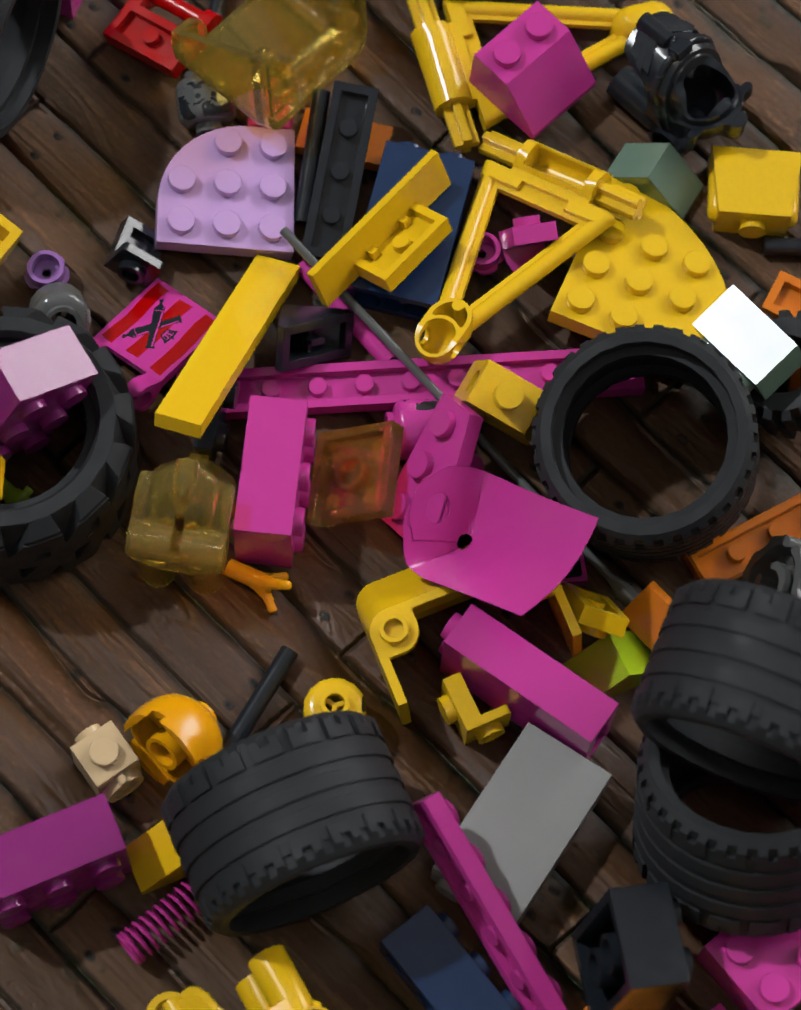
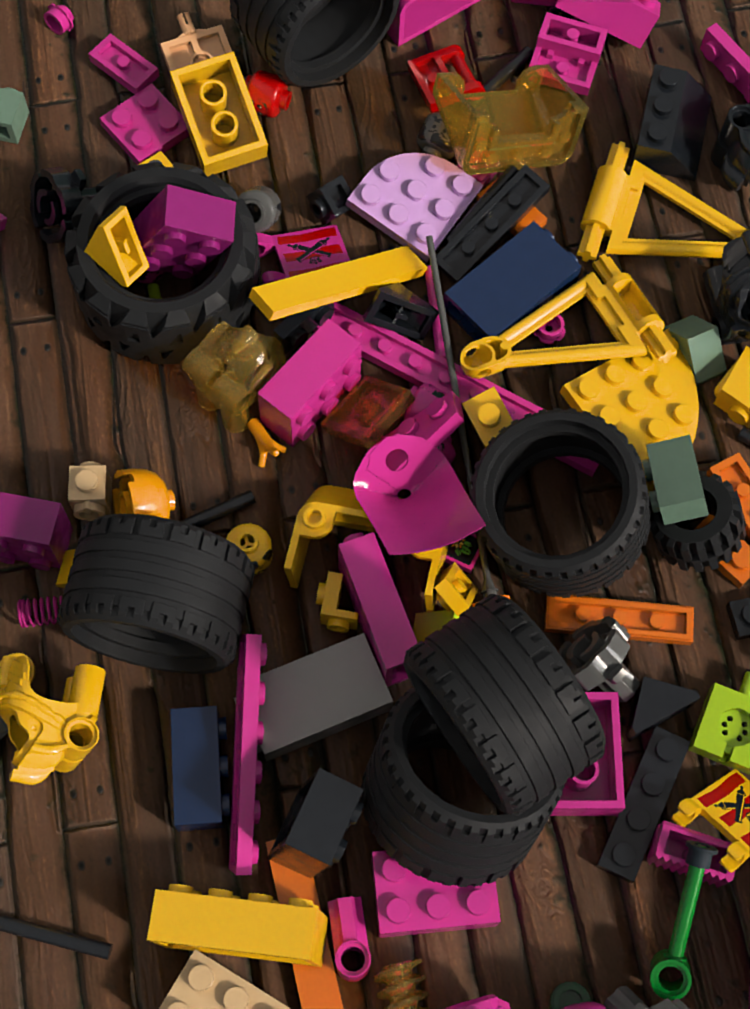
camera: 35 degrees right, 0 degrees up
(44, 261) = (272, 174): medium lavender plate -> none
(390, 236) = (489, 276): yellow bracket -> none
(526, 239) = (581, 332): dark pink plate -> none
(532, 70) = (658, 230): dark pink slope -> none

